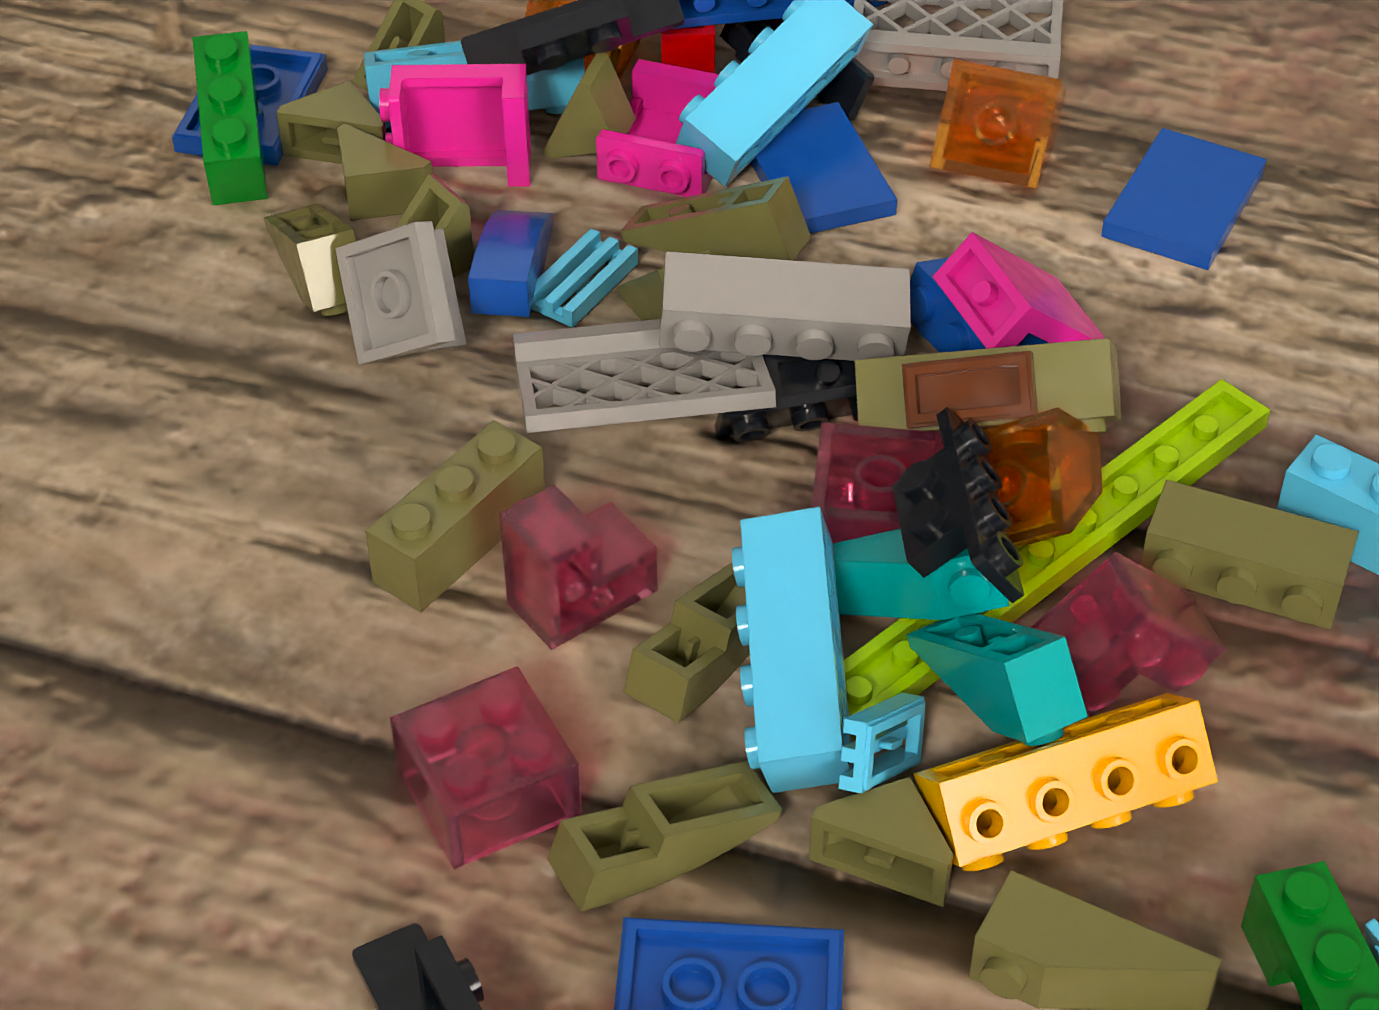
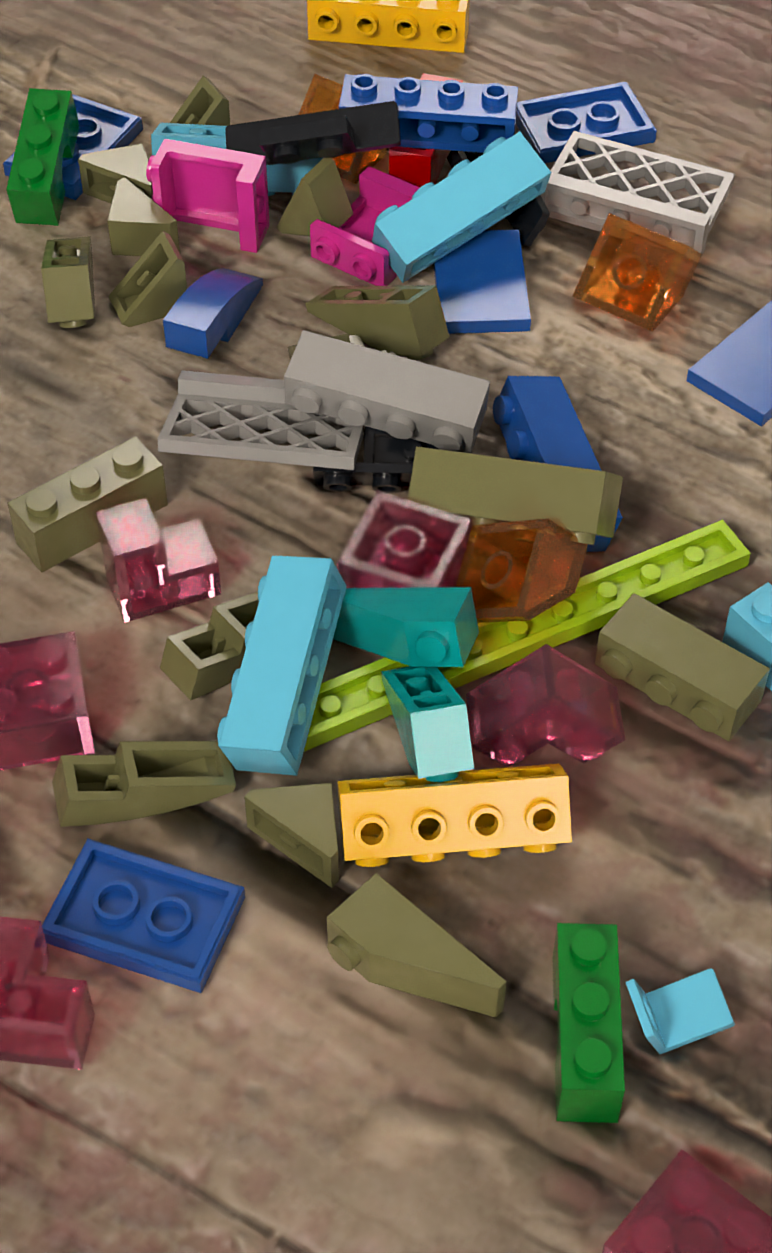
camera: 15 degrees right, 5 degrees up
(400, 293) = (112, 322): light grey bracket -> none
(573, 273) = (258, 330): medium azure tile -> none
(878, 729) = (325, 741): medium azure tile -> none
(956, 506) = (440, 583): black bracket -> none
(972, 387) = (492, 489): reddish brown tile -> none
(1010, 297) = (571, 418): dark pink panel -> none

